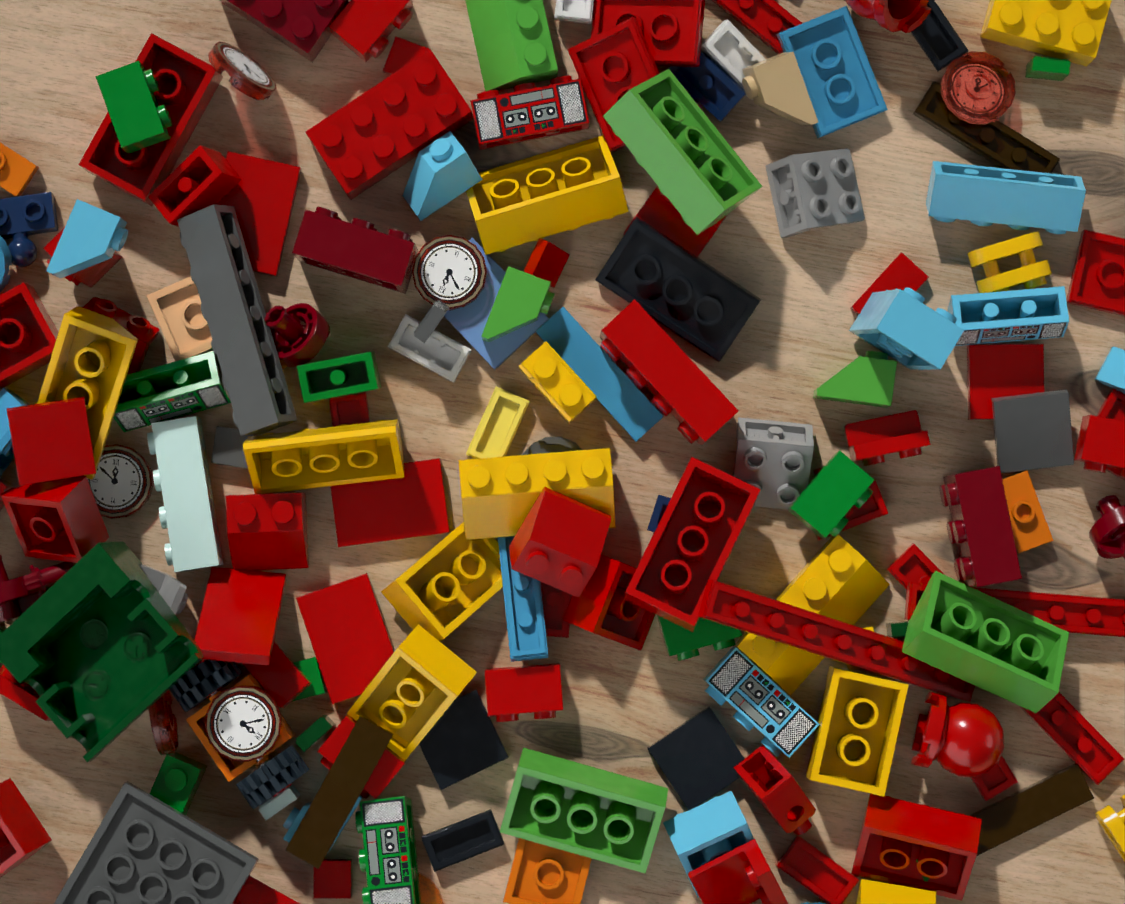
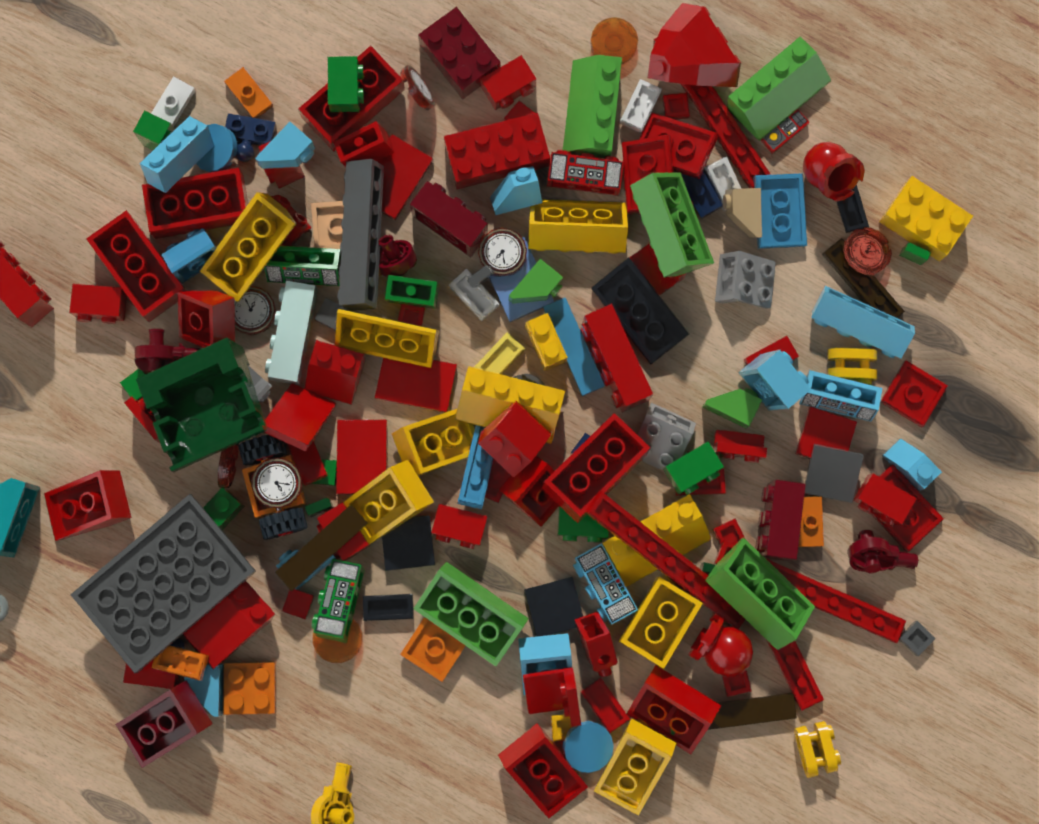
camera: 15 degrees right, 5 degrees down
(51, 441) = (220, 267): red tile -> none
(274, 805) = (281, 542): light aqua tile -> none
(547, 261) = (565, 266): red tile -> none

